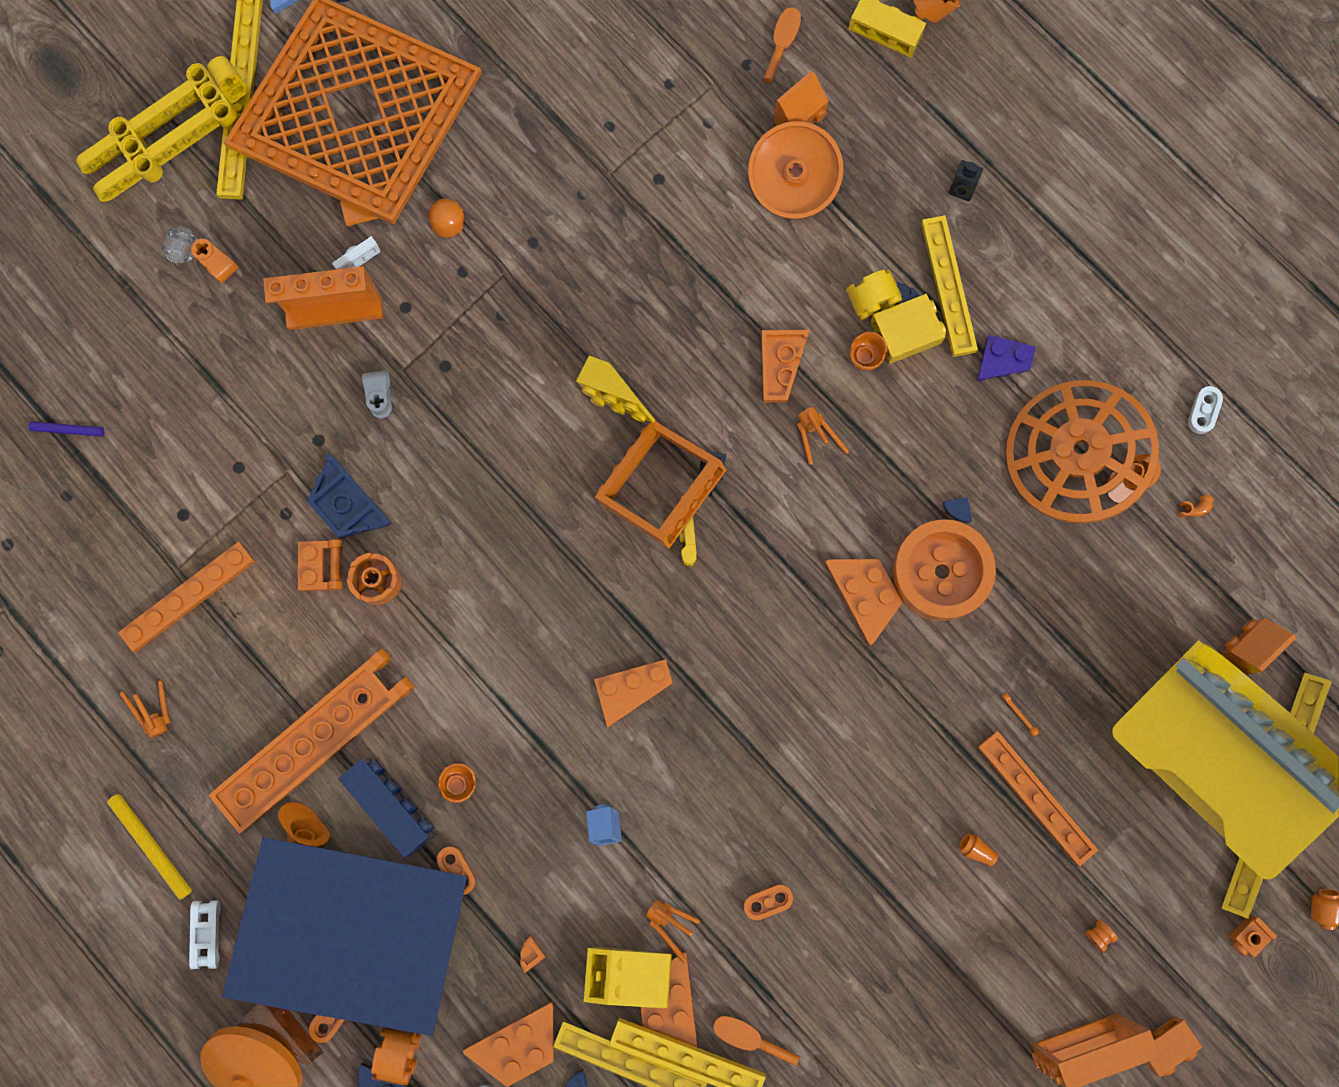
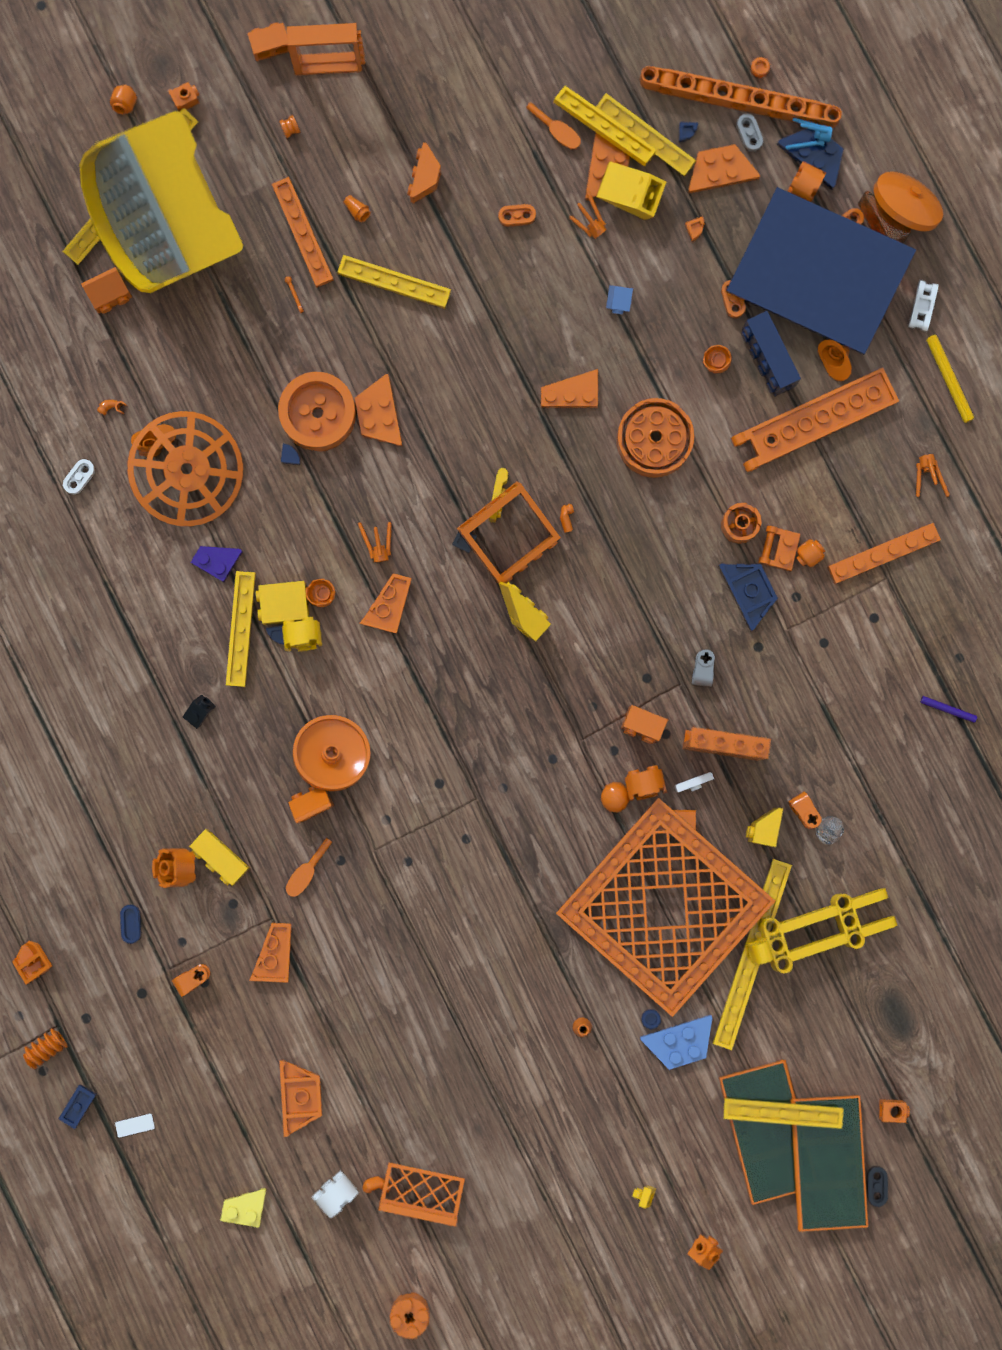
camera: 170 degrees left, 5 degrees up
(256, 223) = (765, 828): none -> yellow slope
(278, 568) = (810, 553): none -> orange head
(413, 235) = (645, 783): none -> orange brick
(432, 302) = (643, 724): none -> orange brick
(528, 676) = (652, 457): none -> orange brick
(597, 528) = (564, 517): none -> orange arm
(899, 766) = (394, 281): none -> yellow plate
(904, 922) = (425, 174): none -> orange slope

